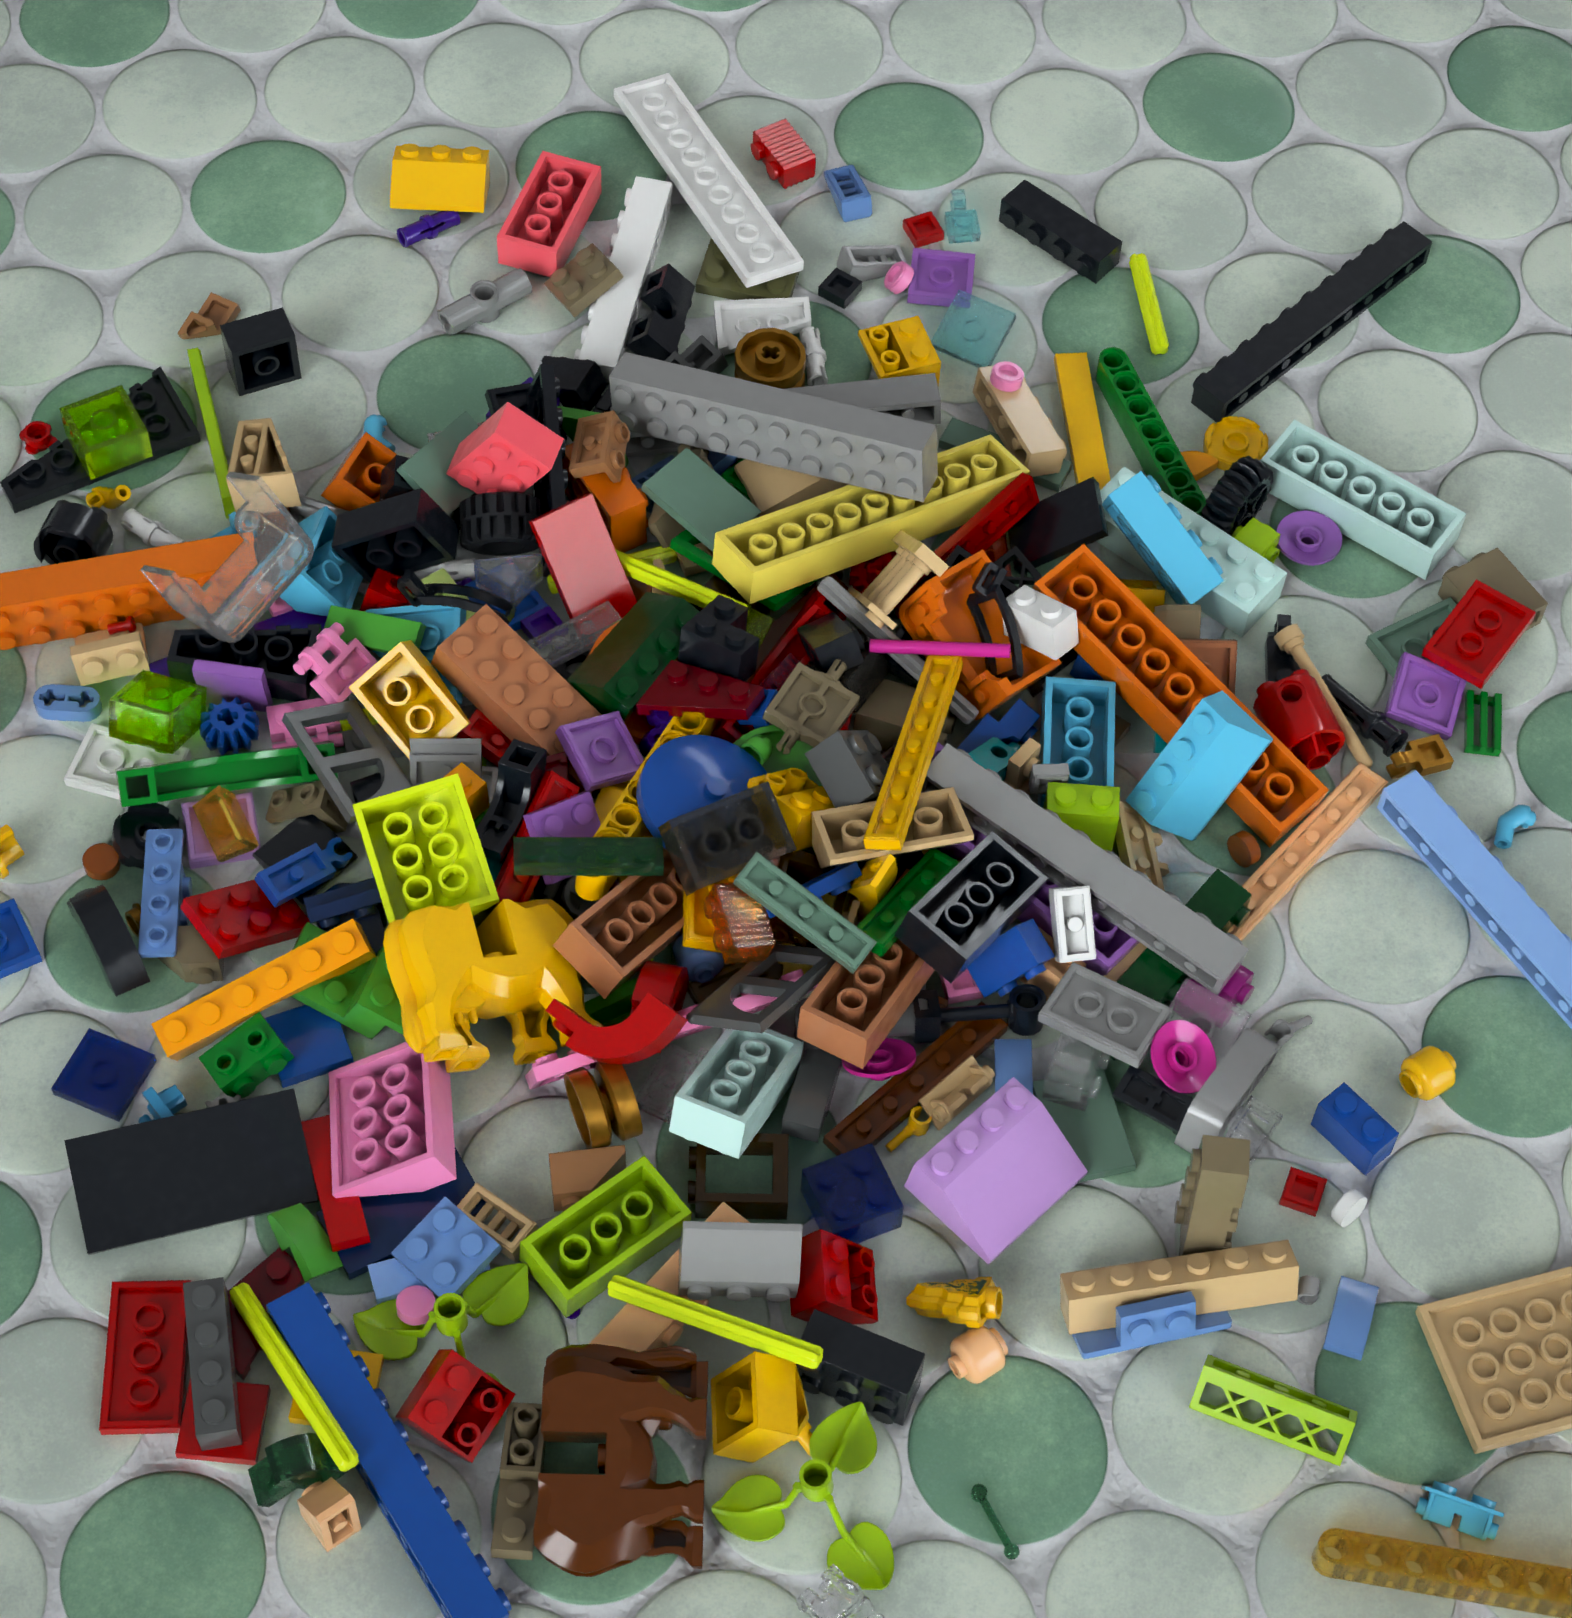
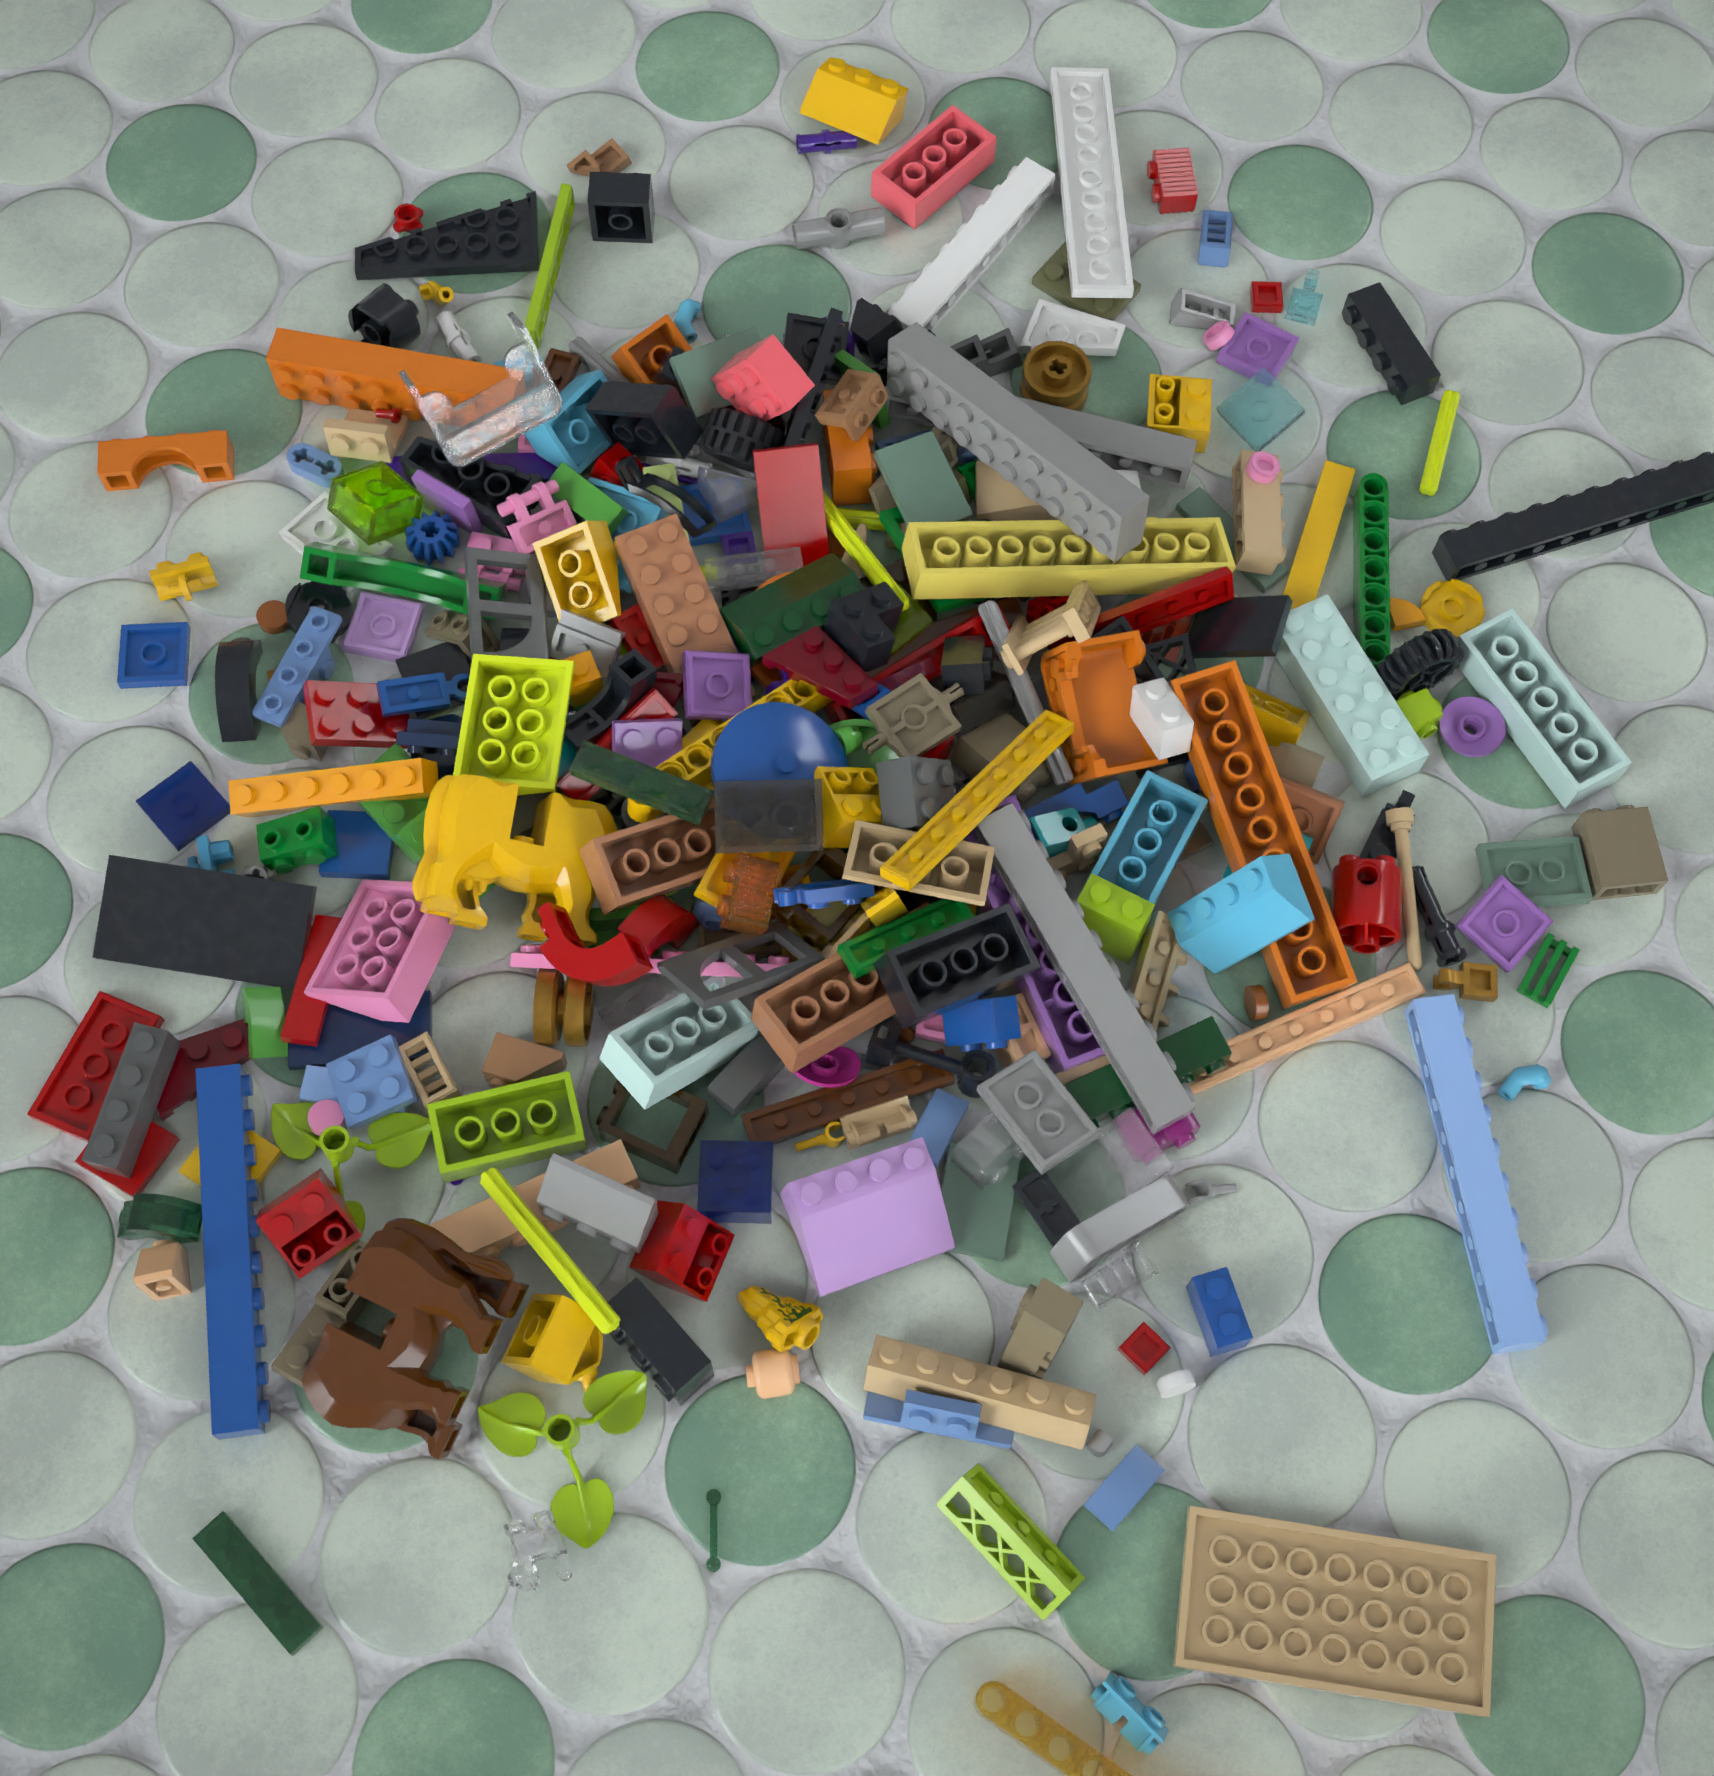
camera: 25 degrees right, 10 degrees up
(106, 432) = (453, 235): clear neon green brick -> none
(225, 824) = (385, 624): clear yellow slope -> none
(260, 453) = (566, 314): tan wedge -> none
(294, 1377) = (188, 1143): neon yellow axle -> none
(583, 279) = (931, 238): dark tan plate -> none
(669, 299) = (999, 282): black arch -> none
(804, 912) = (799, 912): sand green tile -> none
(815, 356) = (1103, 384): white pin -> none
(840, 288) = (1160, 326): black plate -> none
(940, 648) = (1059, 707): dark pink bar -> none
(987, 588) = (1123, 672): black sword -> none
(1045, 773) = (1097, 866): light grey tile -> none
(1072, 923) = (1048, 1015): white slope -> none
(1162, 540) = (1319, 681): medium azure slope -> none
(1193, 1052) = (1104, 1182): dark pink dish -> none
(1428, 1073) = (1316, 1288): yellow head -> none
(1478, 634) = (1582, 885): red plate -> none

